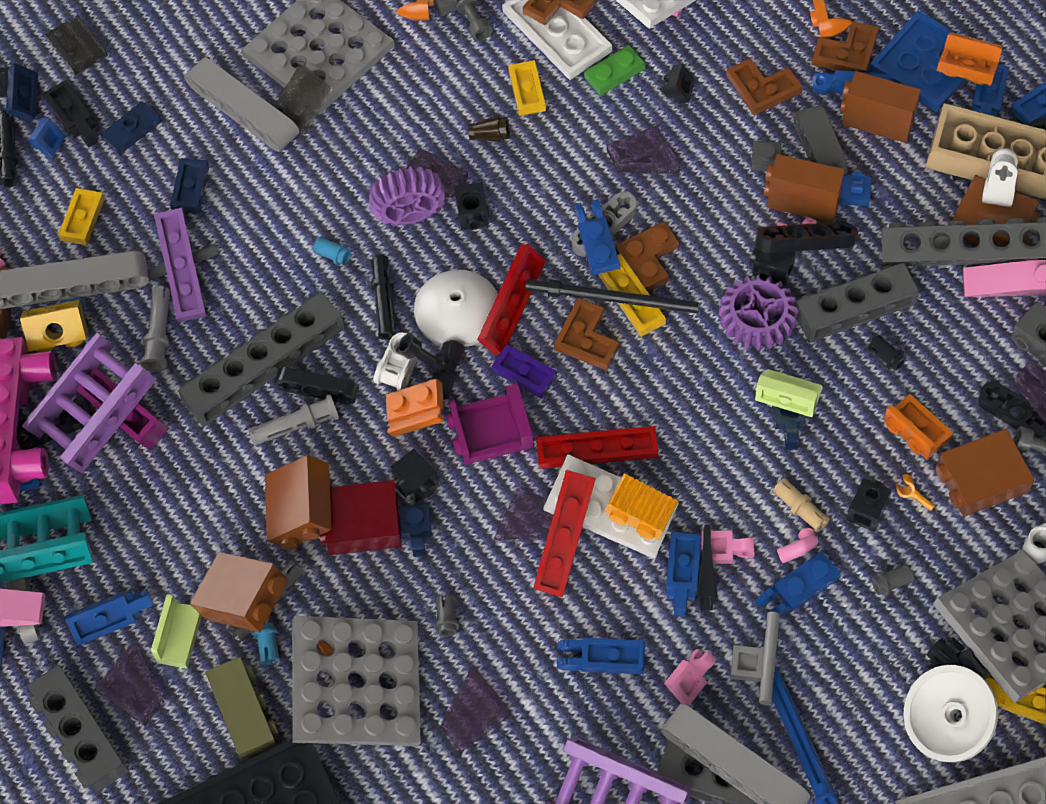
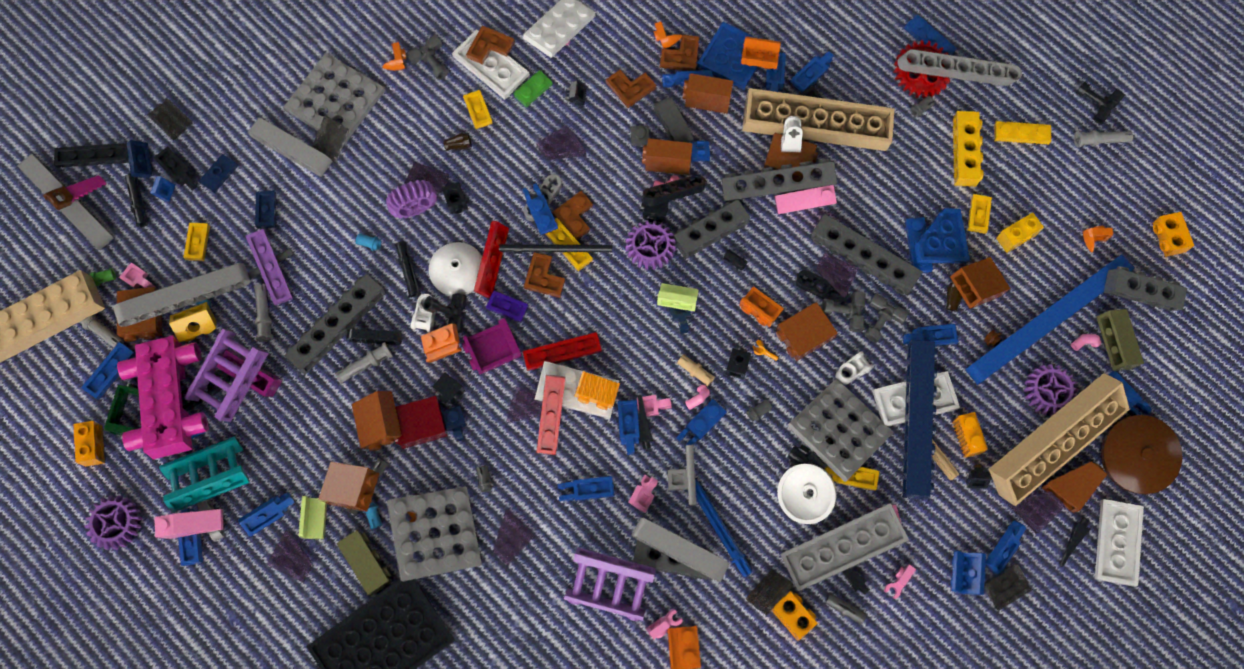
camera: 15 degrees left, 10 degrees up
(56, 687) = (284, 611): dark grey brick -> none

